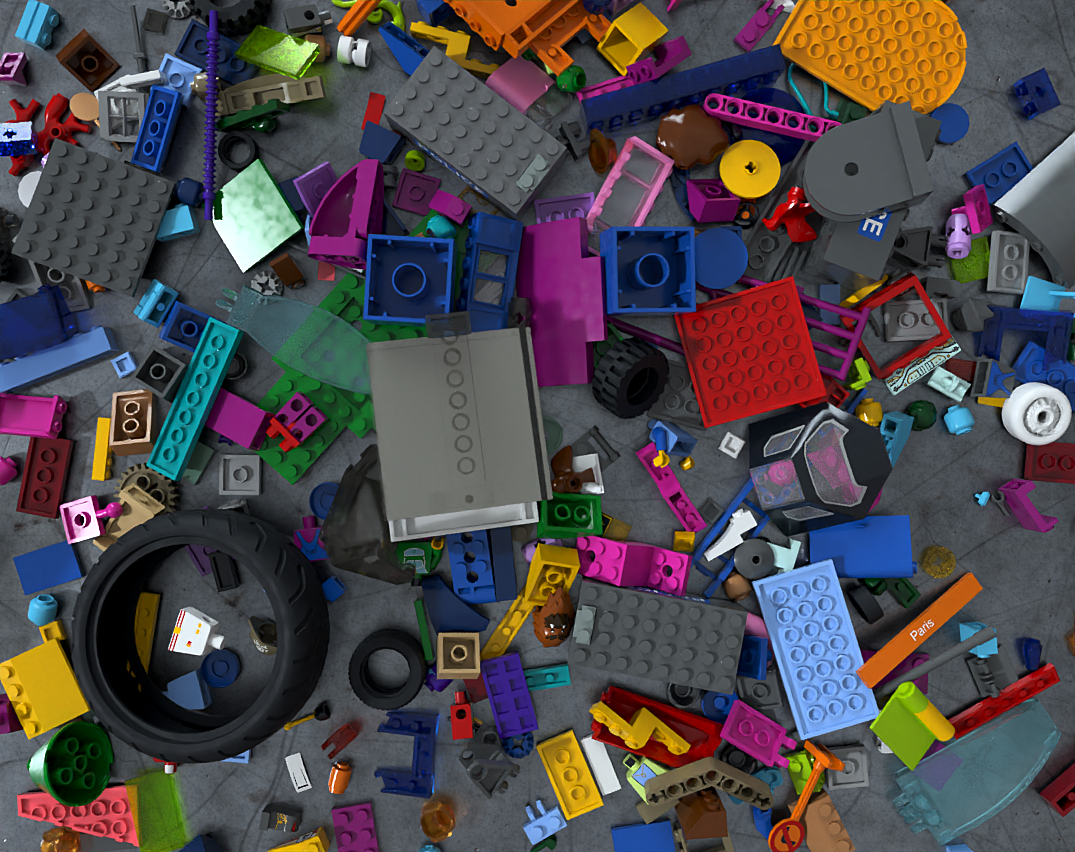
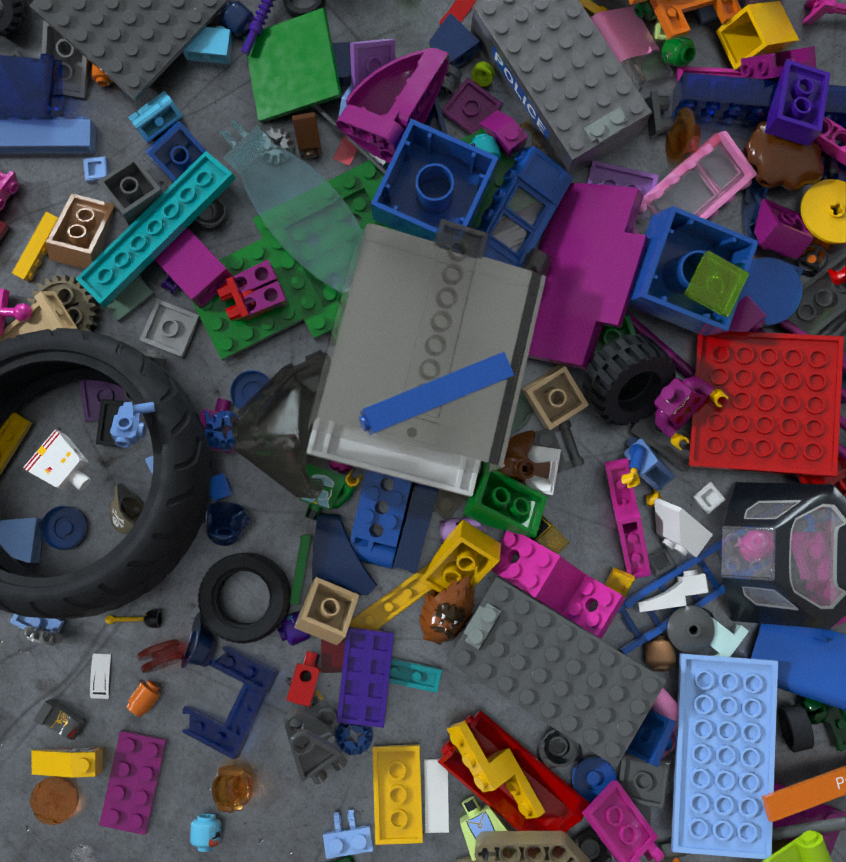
camera: 20 degrees right, 5 degrees down
(237, 583) = (127, 423): none -> medium blue piece
(239, 762) = (42, 635): none -> light grey gear
(309, 539) = (217, 437): none -> blue gear
(348, 615) = (225, 522): none -> dark blue helmet
(368, 721) = (200, 645): none -> dark blue piece
(475, 464) = (435, 394): none -> blue brick
(576, 412) = (554, 397): none -> tan brick
(672, 277) = (716, 284): none -> clear neon green tile
(679, 380) = (679, 403): none -> magenta torso
(686, 92) = (798, 103): none -> dark purple slope
(708, 287) = (747, 316): none -> magenta slope
(716, 483) = (679, 529): none -> white slope

